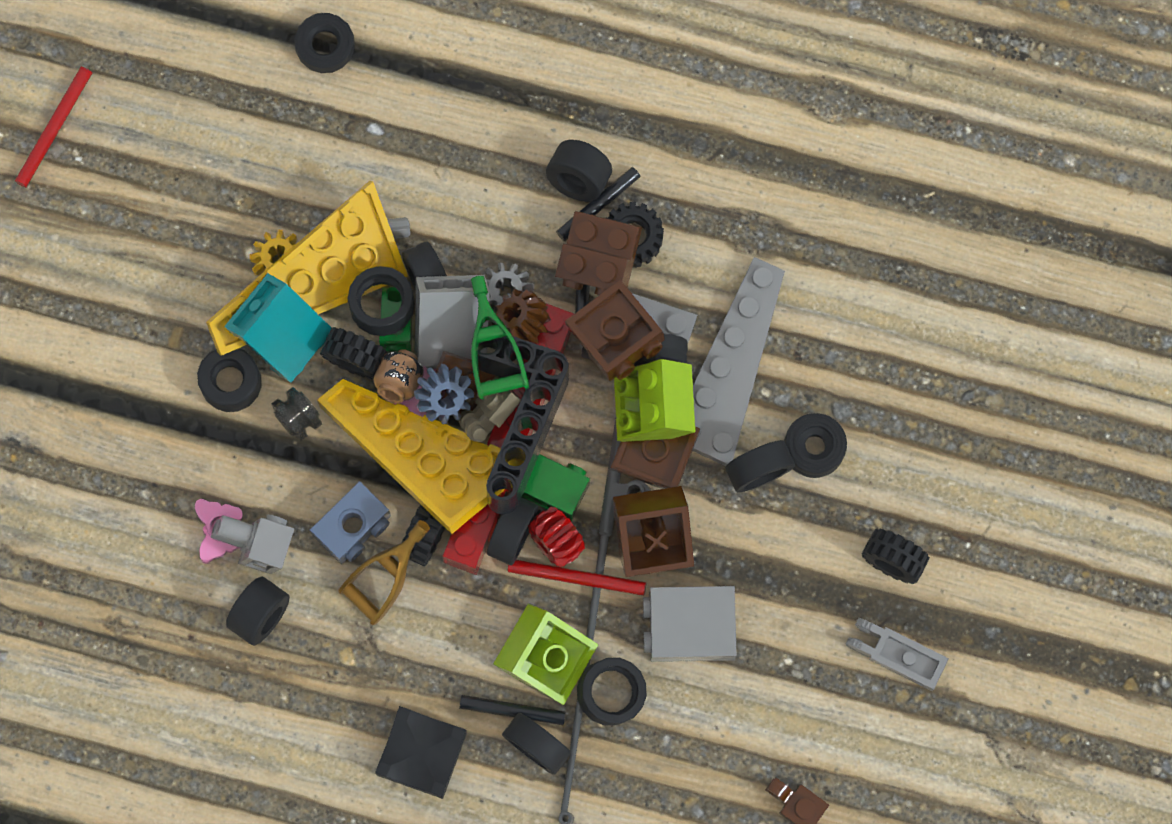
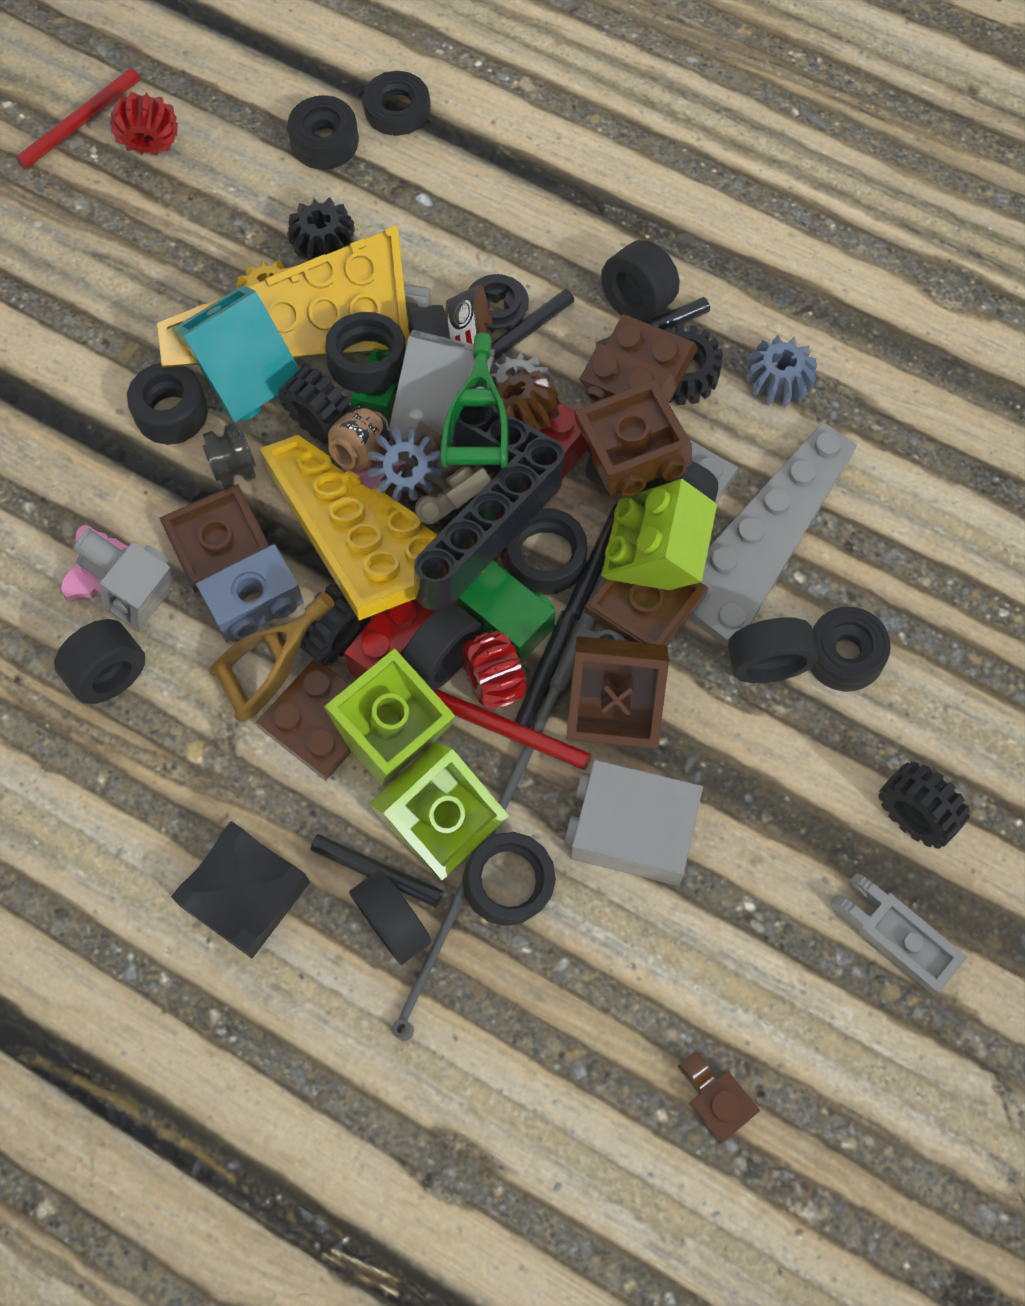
camera: 20 degrees right, 10 degrees down
(119, 126) = (144, 123): none -> red gear
(272, 71) = (319, 113): none -> black tyre
(307, 483) = (213, 534): none -> reddish brown plate
(310, 179) = (320, 229): none -> black gear
(434, 606) = (302, 724): none -> reddish brown plate
(449, 240) = (468, 315): none -> slope
(459, 202) = (515, 299): none -> black gear
(491, 596) = (389, 716): none -> lime slope
(494, 233) = (532, 323): none -> black bar
(585, 445) = (549, 582): none -> black tyre
(592, 521) = (546, 668): none -> black bar
(606, 430) = (591, 570): none -> black bar
(698, 221) = (781, 371): none -> sand blue gear

